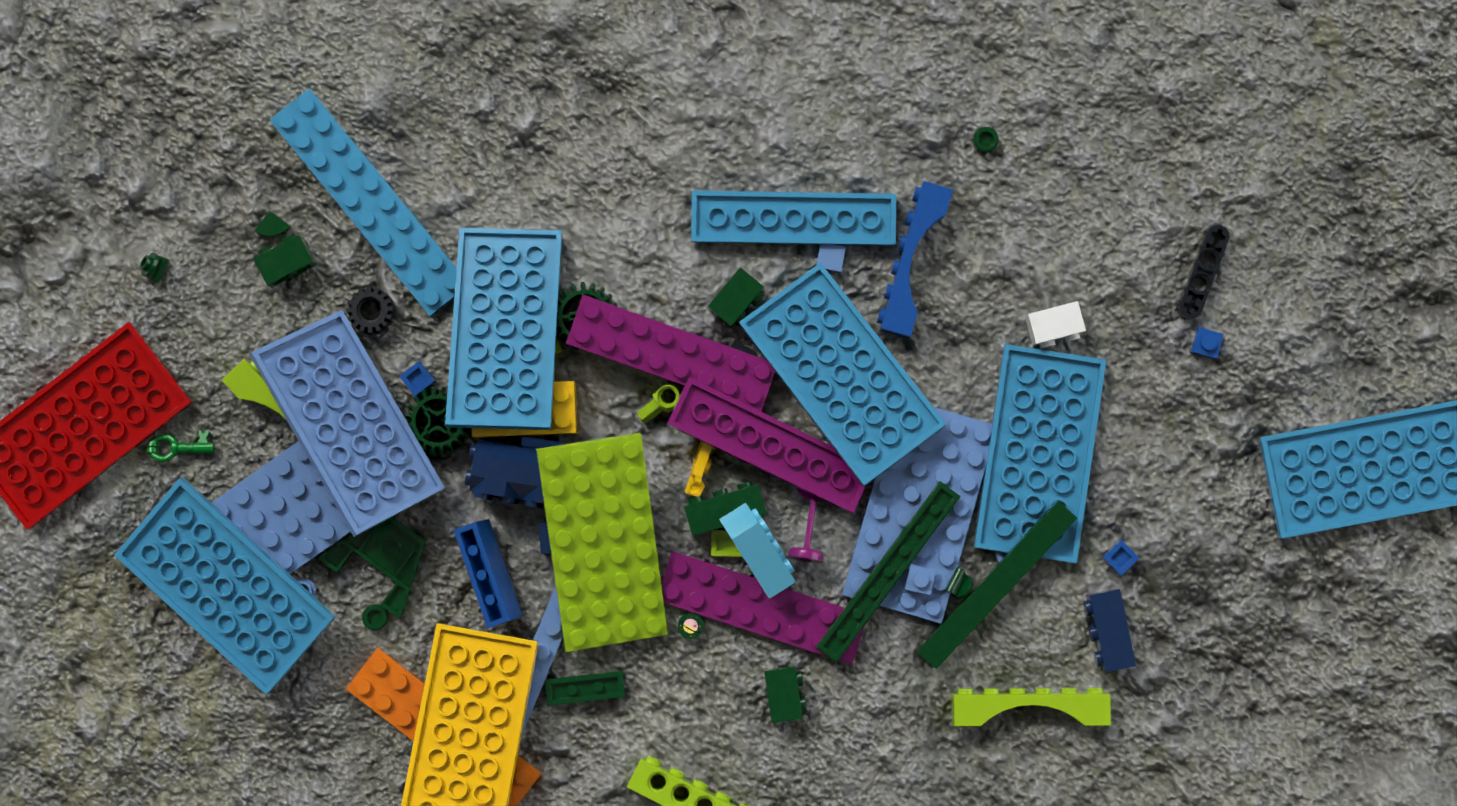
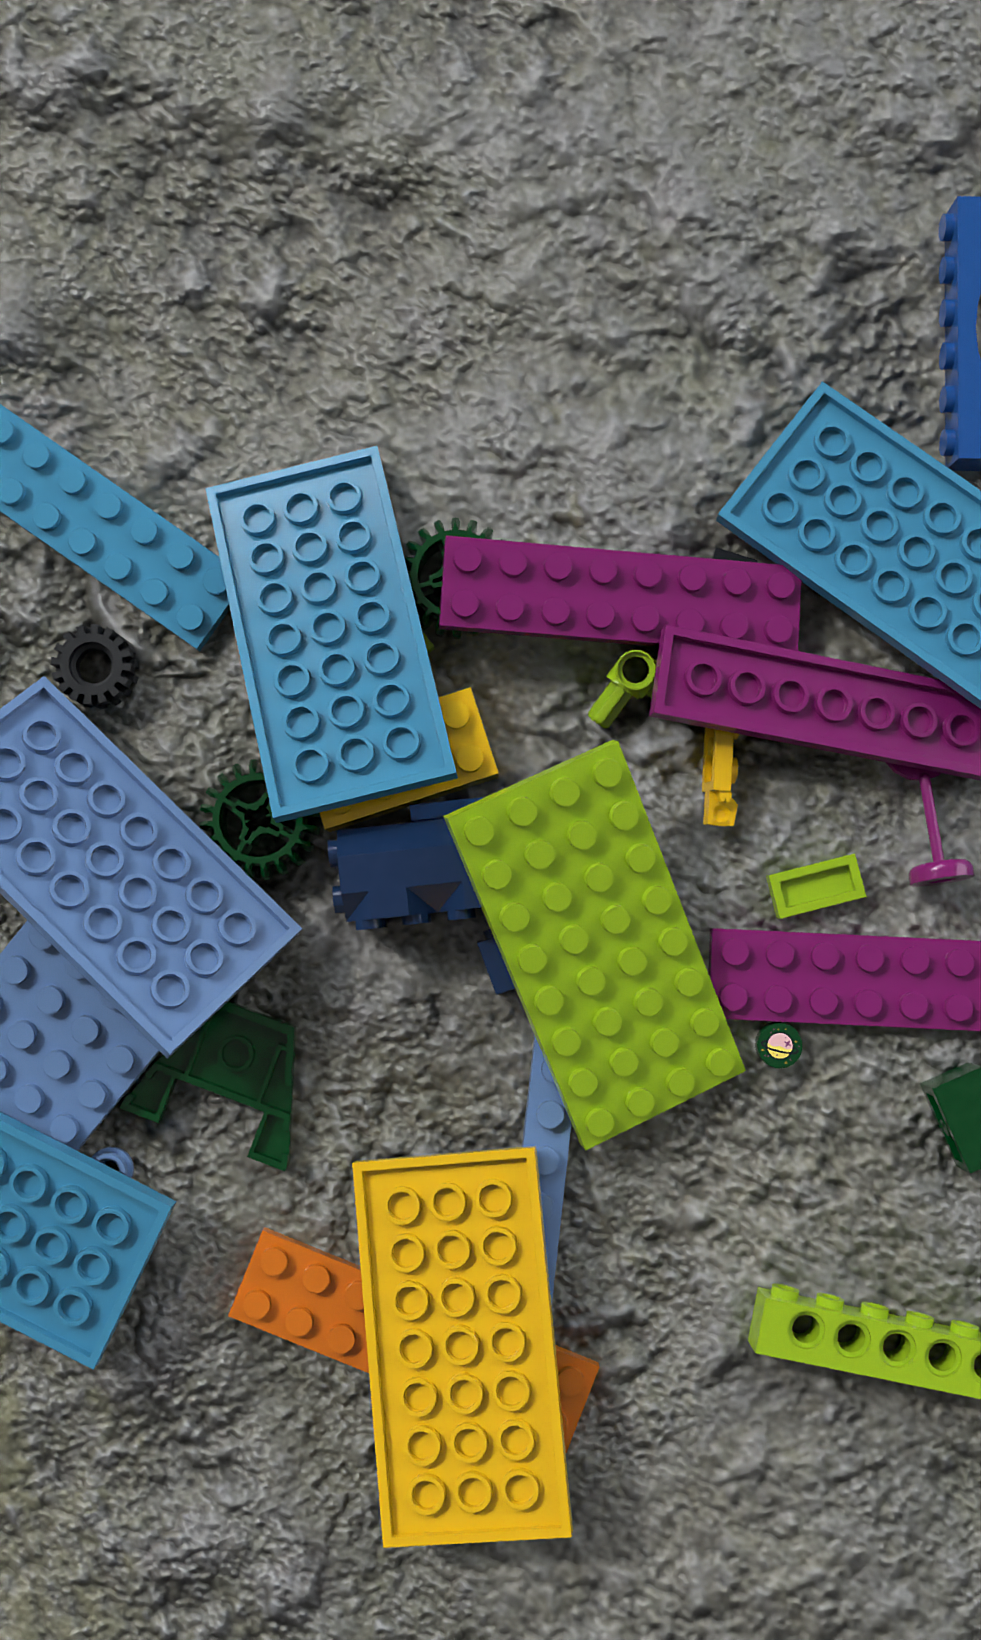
camera: 15 degrees left, 0 degrees up
(375, 617) = (244, 1179): dark green tile -> none
(417, 378) = (204, 758): blue plate -> none
(488, 573) = (416, 1054): blue brick -> none
(585, 687) = (633, 1200): dark green plate -> none
(705, 514) = (782, 832): dark green brick -> none
(736, 298) = (699, 478): dark green brick -> none
(759, 549) = (869, 885): medium azure brick -> none
(793, 218) = (755, 322): dark azure plate -> none
(831, 257) = (835, 368): medium blue tile -> none

